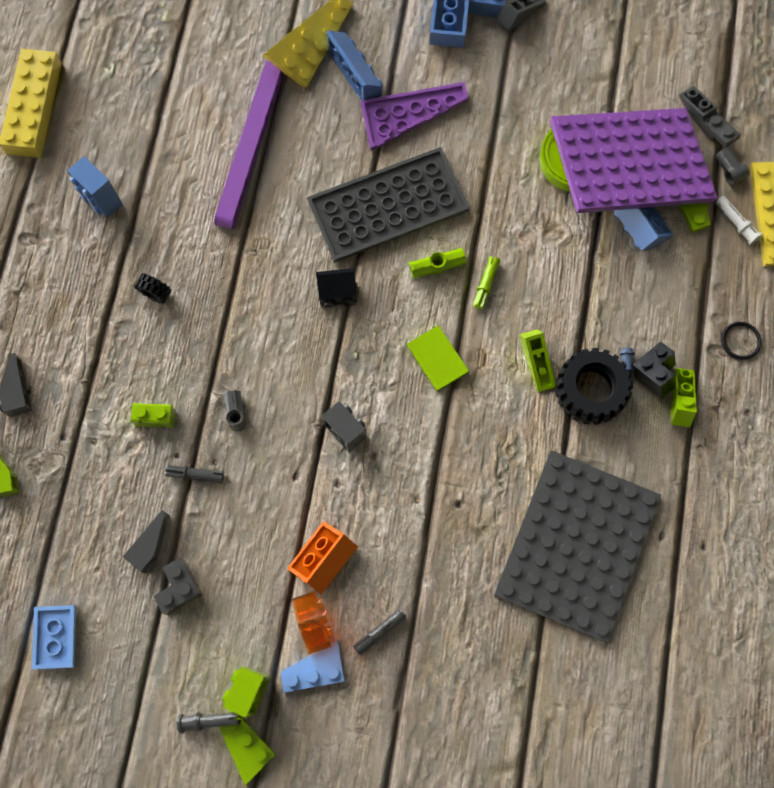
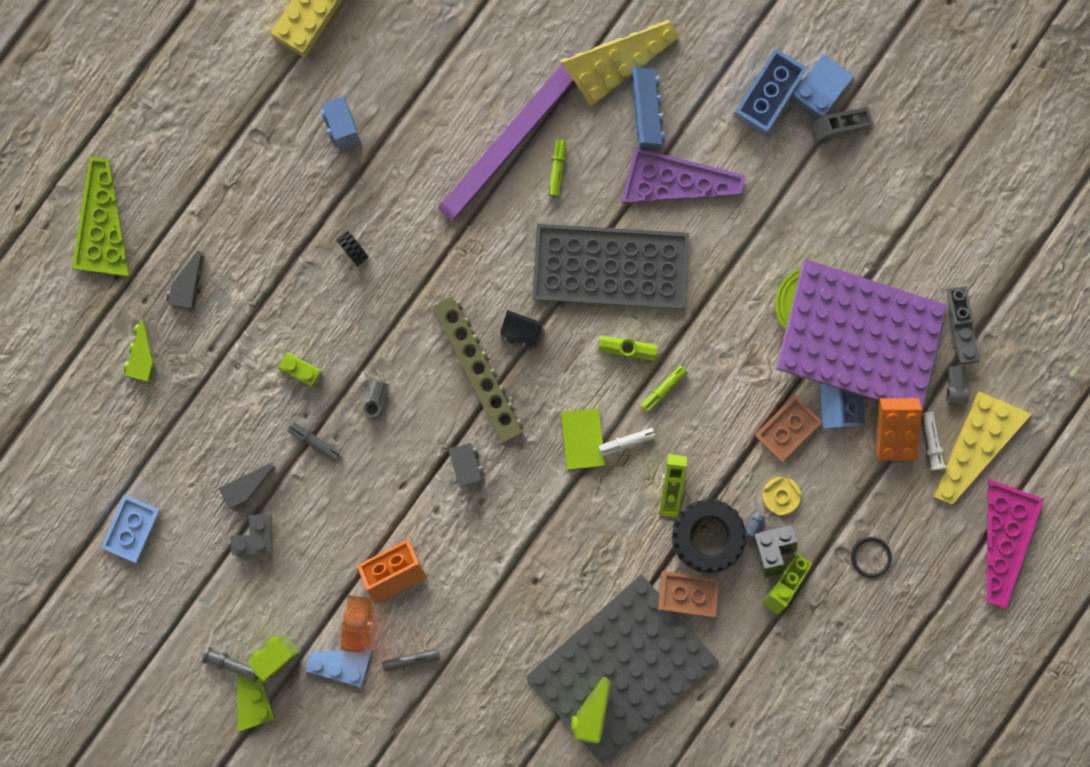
camera: 25 degrees right, 10 degrees up
(303, 150) = (557, 168): none -> lime axle
(364, 384) = (442, 312): none -> olive brick
(473, 345) = (626, 442): none -> white axle
(578, 592) = (589, 717): none -> lime slope
(602, 447) = (688, 594): none -> nougat plate
(610, 266) = (788, 428): none -> nougat plate
(635, 325) = (781, 496): none -> light yellow tile
(706, 218) = (898, 429): none -> orange brick

